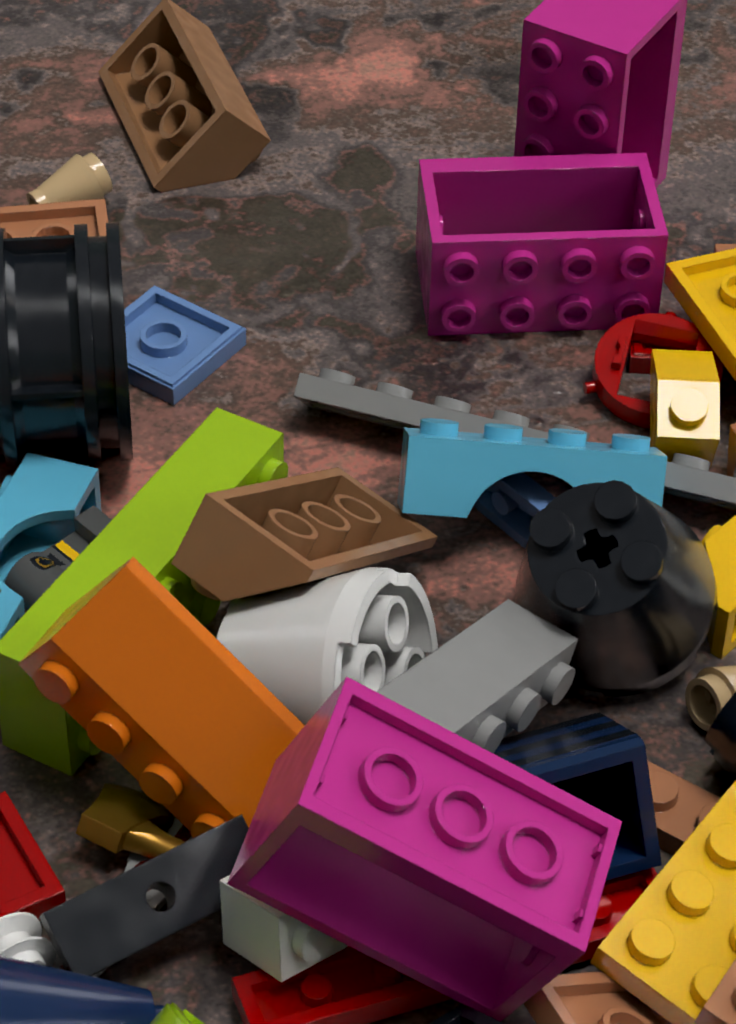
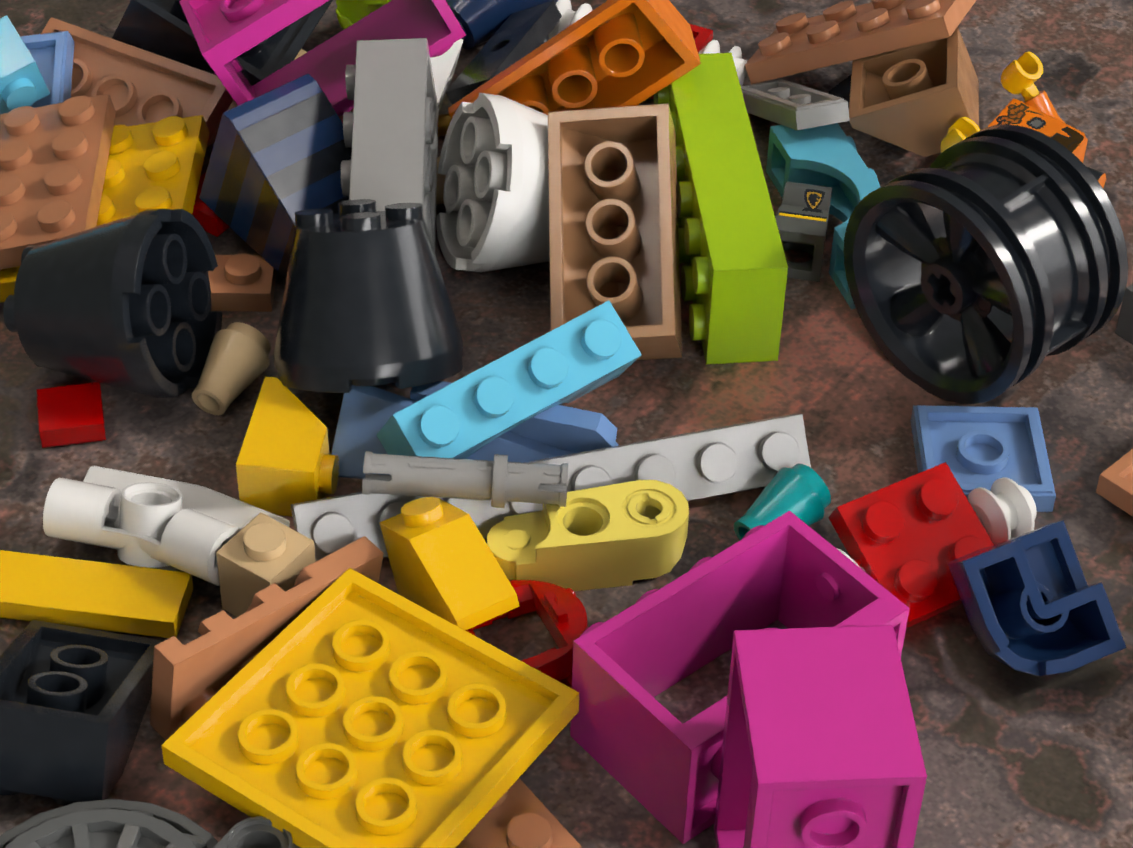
camera: 145 degrees right, 0 degrees up
(282, 211) = (1035, 604): none -> dark blue brick
(303, 283) = (923, 523): none -> red plate
(371, 360) = (792, 490): none -> teal cone
(542, 389) = (599, 538): none -> light yellow piece
(610, 406) = (466, 479): none -> light grey pin

